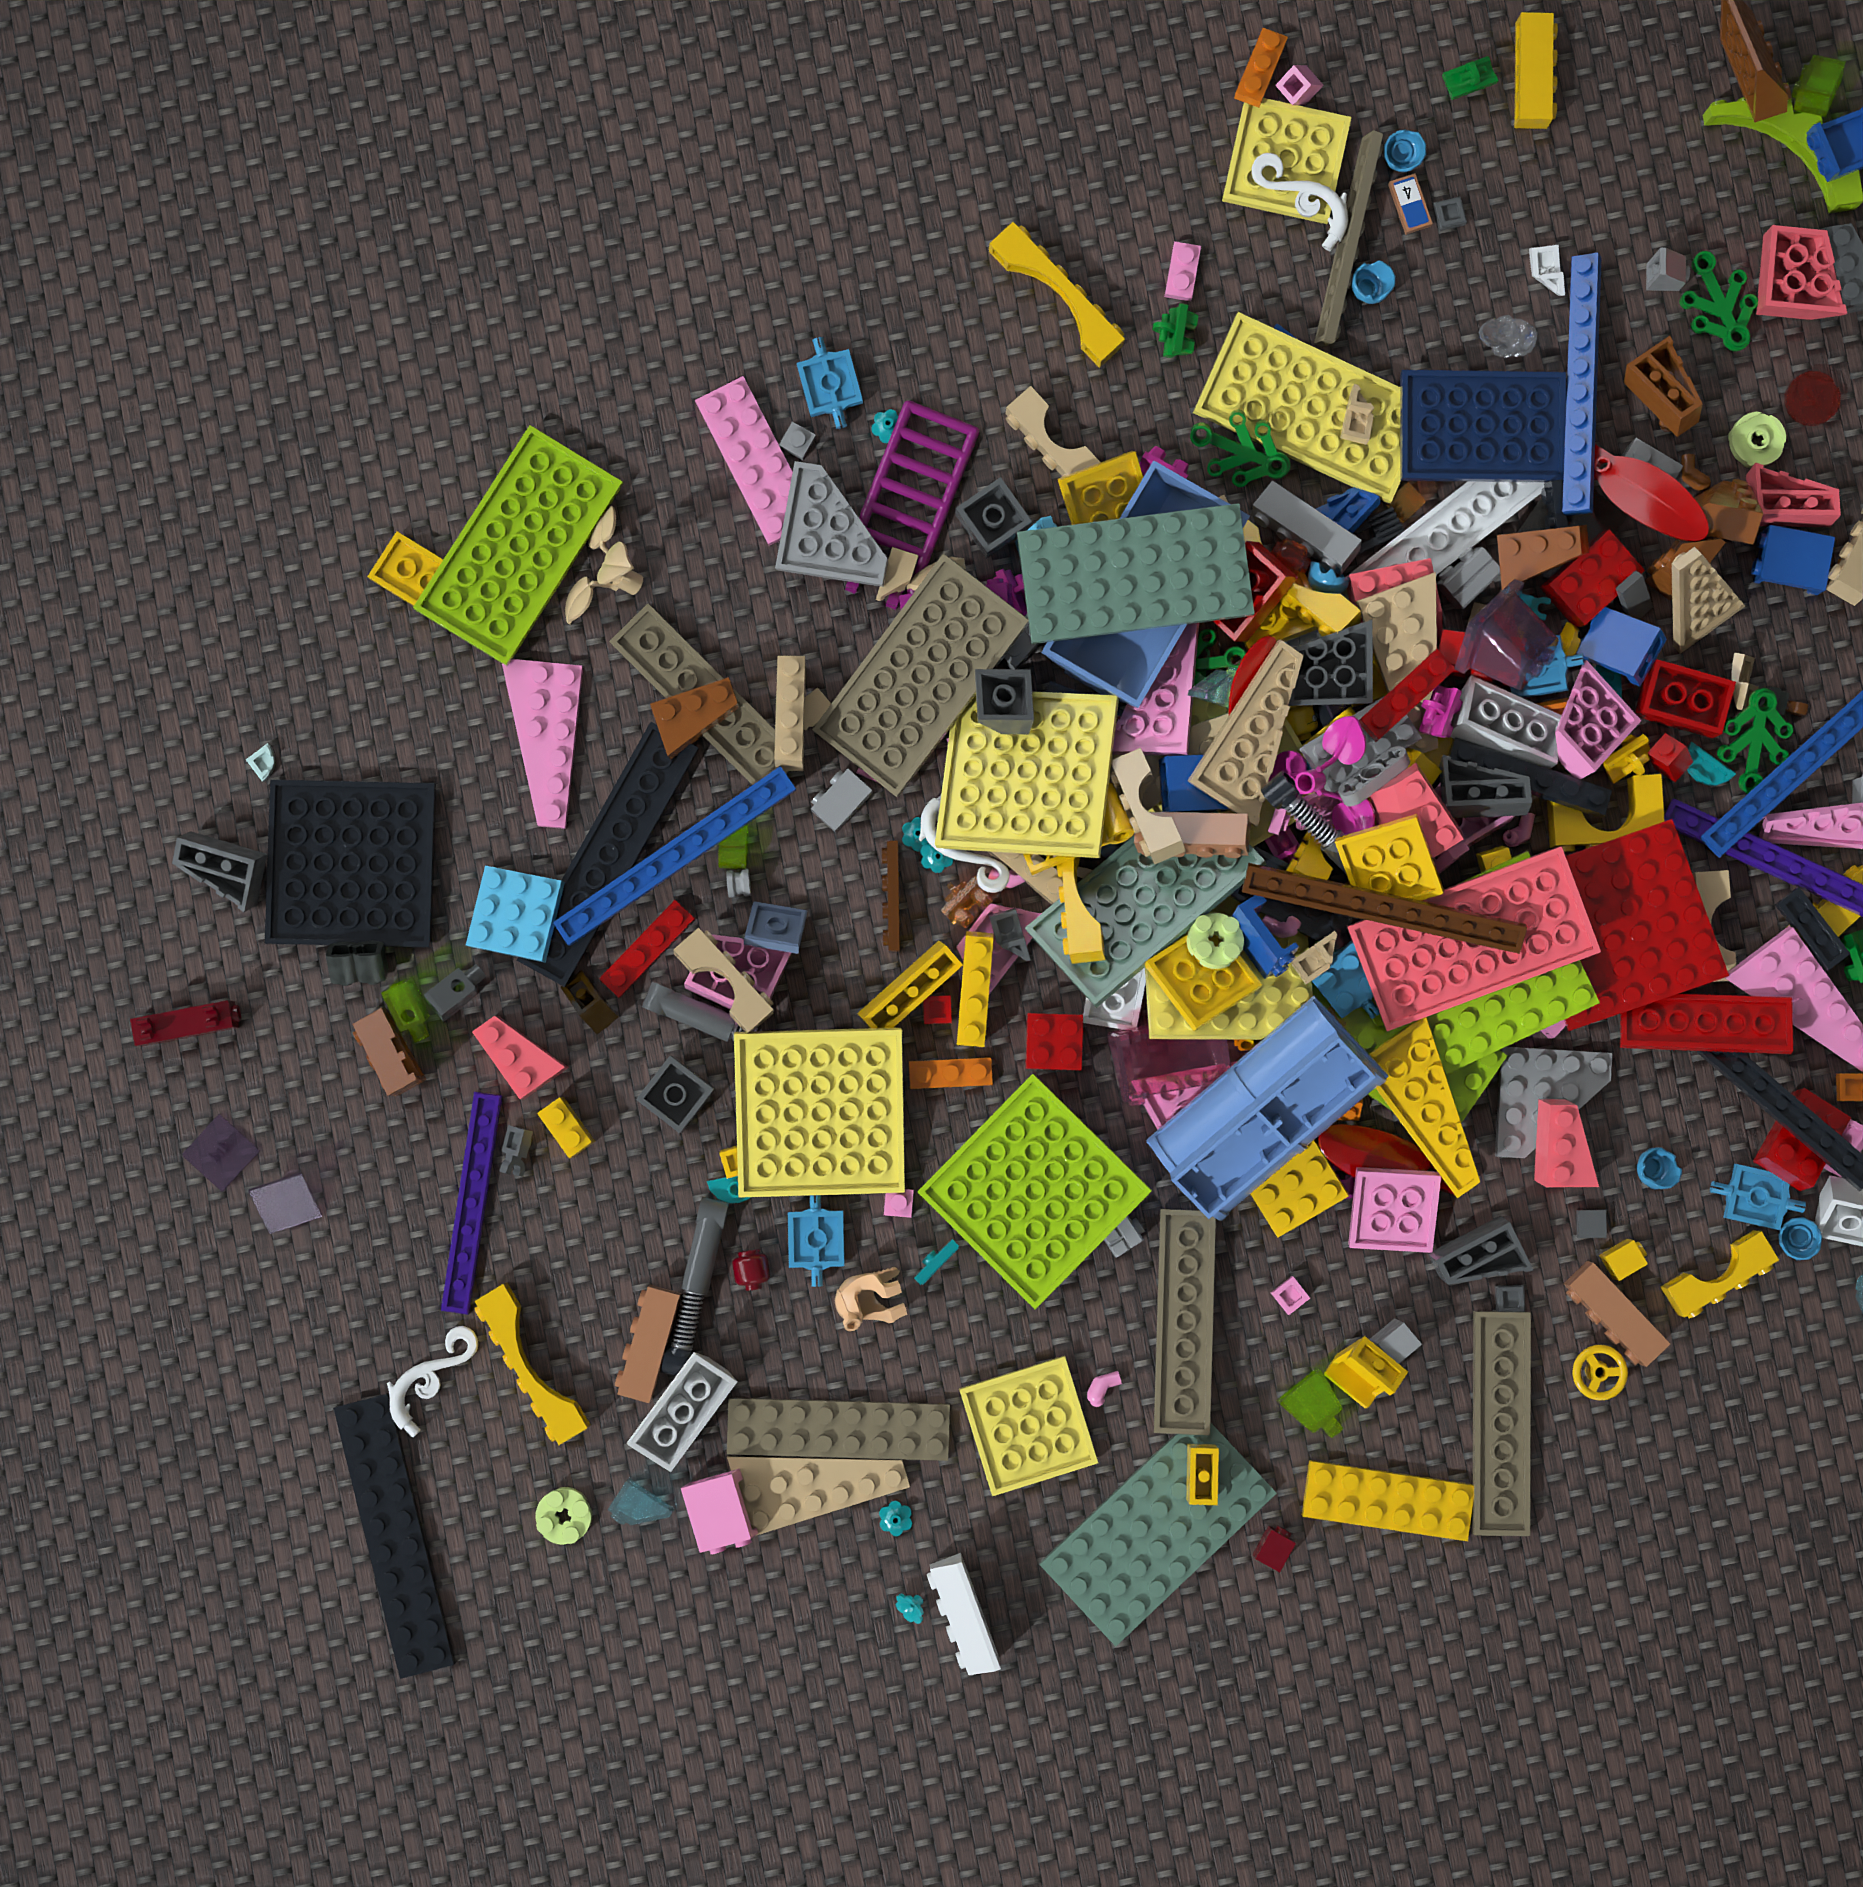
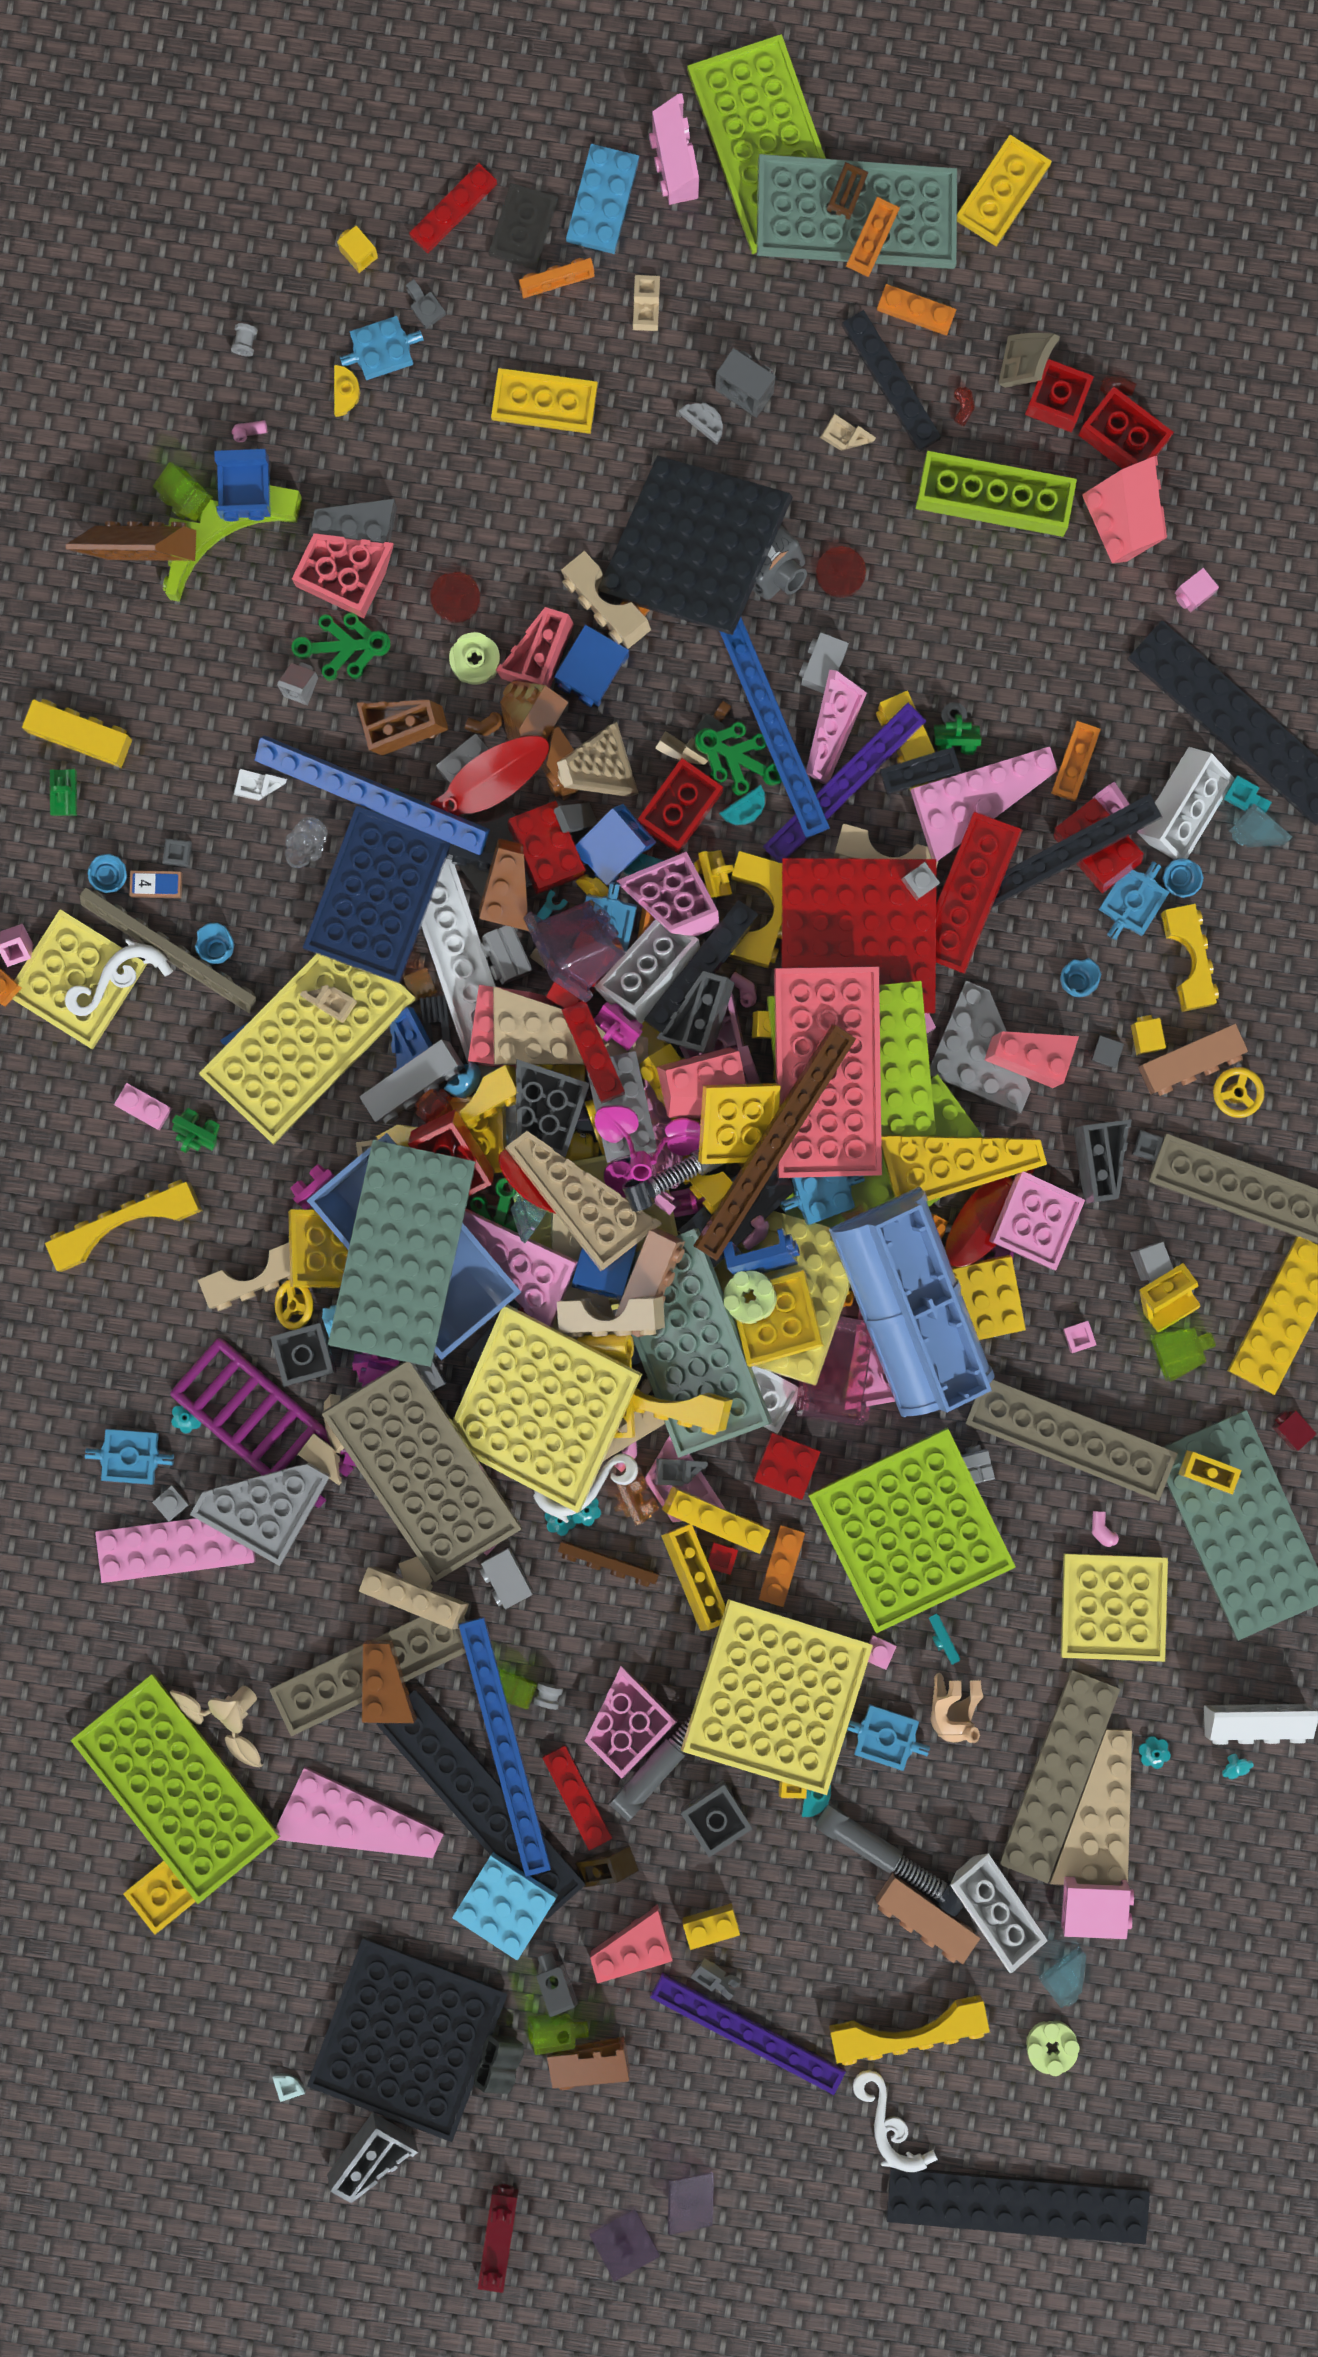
camera: 70 degrees left, 0 degrees up
(700, 954) = (601, 1755): tan arch -> none
(751, 1269) = (893, 1805): dark red head -> none
(775, 927) = (599, 1677): sand blue tile -> none
(1004, 700) = (472, 1407): dark grey slope -> none
(1040, 493) = (297, 1304): none -> yellow piece
(1243, 452) = (324, 1112): green plant -> none
(1315, 959) = (797, 1214): tan slope -> none
(1361, 784) = (659, 1122): light grey beam -> none
(1670, 757) = (726, 837): red brick -> none
(1702, 965) = (920, 881): none -> light grey brick

